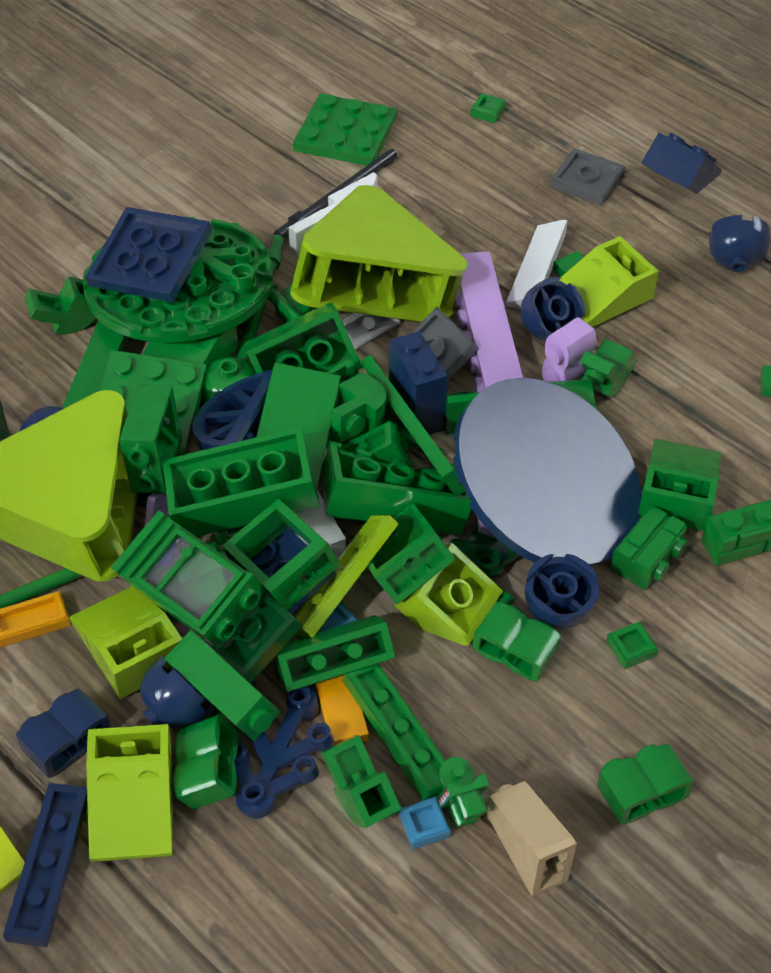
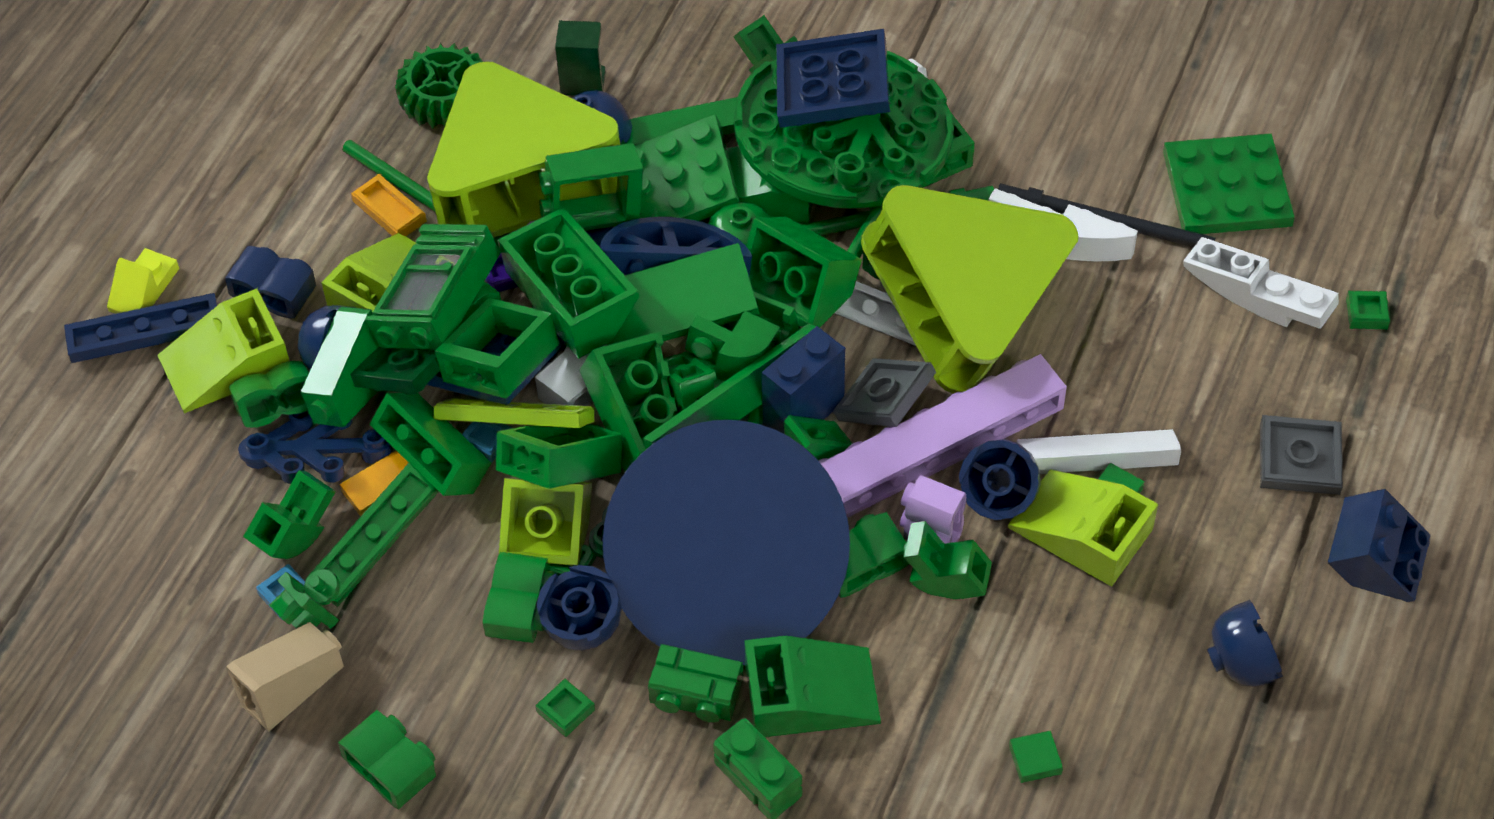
camera: 70 degrees right, 5 degrees up
(443, 145) = (1252, 285): none -> white slope

